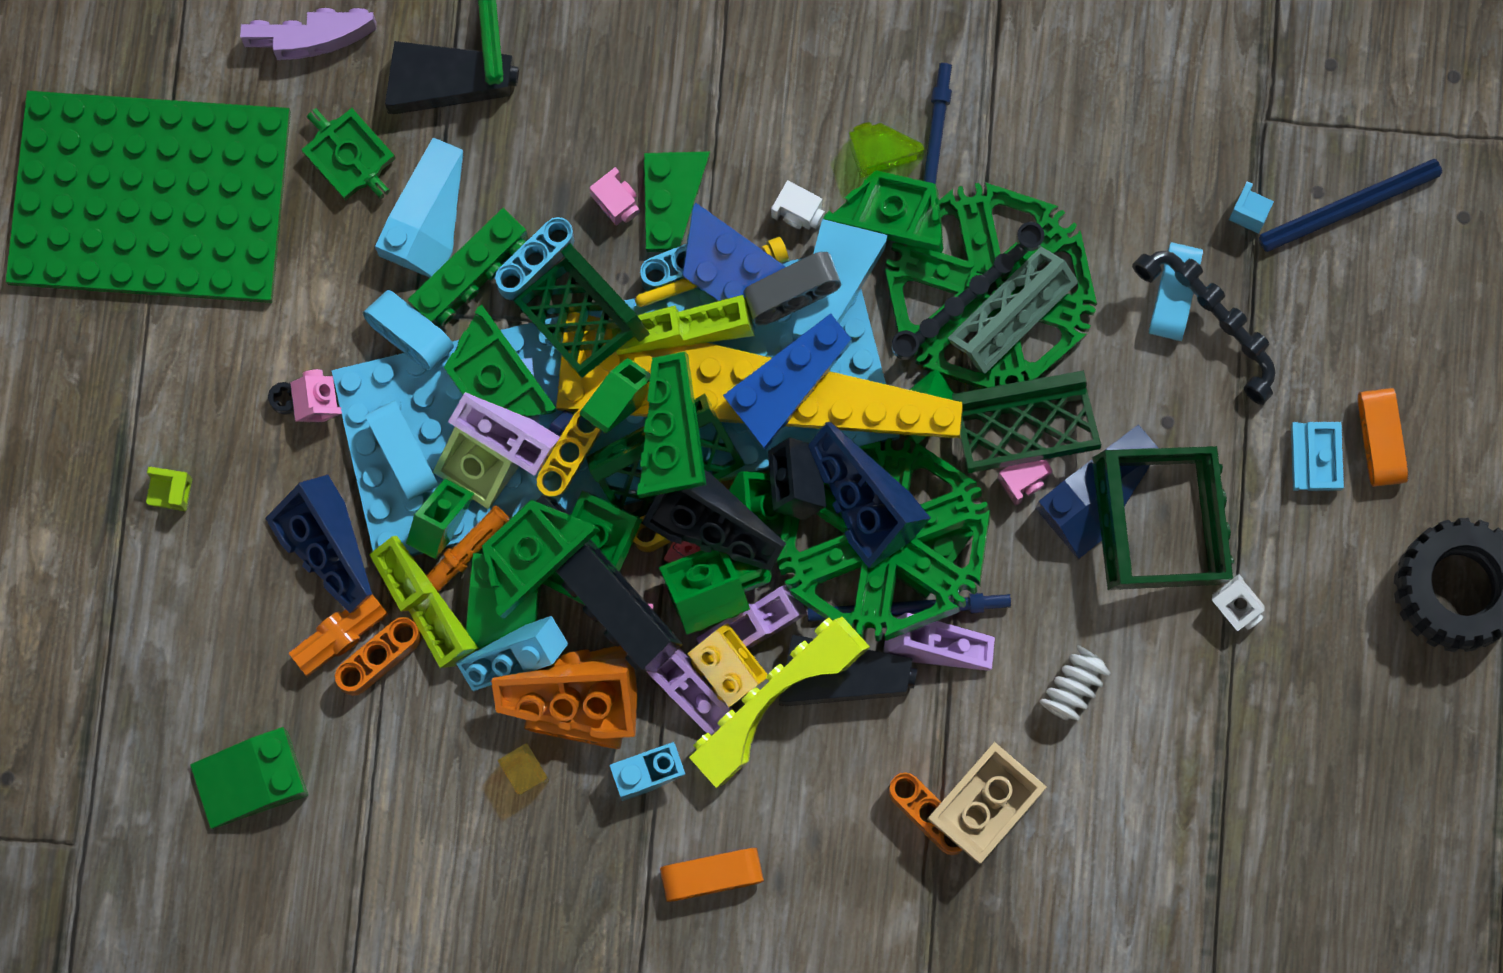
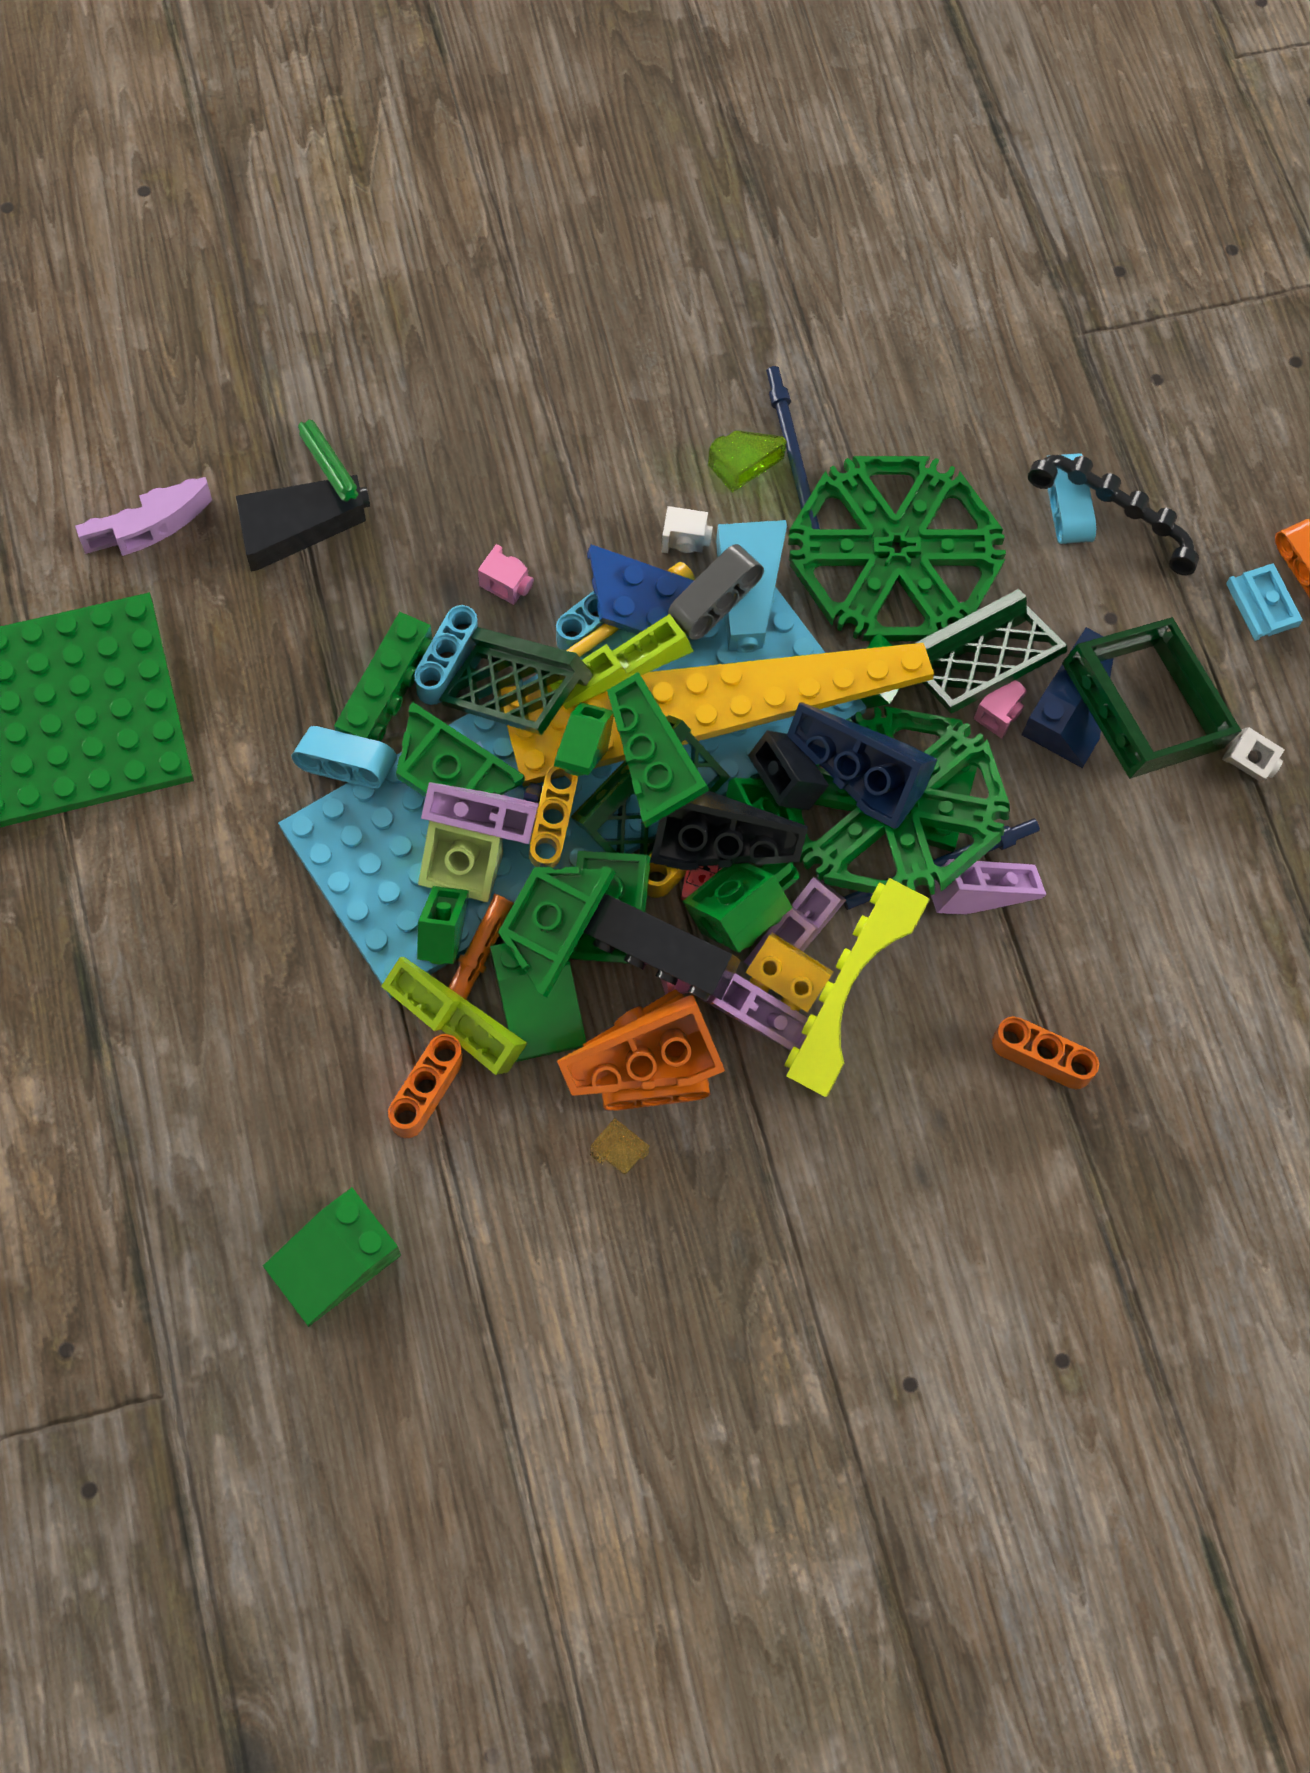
camera: 25 degrees left, 10 degrees down
(168, 488) = (146, 991): lime panel -> none
(276, 391) = (227, 863): black bush -> none
(314, 397) = (270, 852): bright pink brick -> none
(319, 530) = (322, 982): dark blue wedge -> none
(337, 635) = (375, 1077): orange piece -> none
(348, 153) = (224, 616): green plate -> none
(401, 450) = (379, 871): medium azure beam -> none
(424, 218) = (321, 651): medium azure wedge -> none
(520, 651) = (573, 1027): medium azure slope -> none
(647, 771) = (747, 1106): medium azure slope -> none
(670, 193) = (556, 559): green wing -> none
(711, 874) = (852, 1189): orange beam -> none
(780, 385) = (739, 686): blue wing -> none
(869, 677) = (936, 939): black slope -> none
(896, 207) = (784, 496): green wing -> none
(906, 343) = (847, 607): black bar -> none
(987, 803) = (1103, 1016): tan slope -> none
(1018, 311) = (936, 554): sand green fence -> none
(1075, 685) = (1133, 879): white piece -> none
(1251, 209) = (1105, 409): medium azure panel -> none
(1350, 205) = (1192, 379): dark blue axle -> none

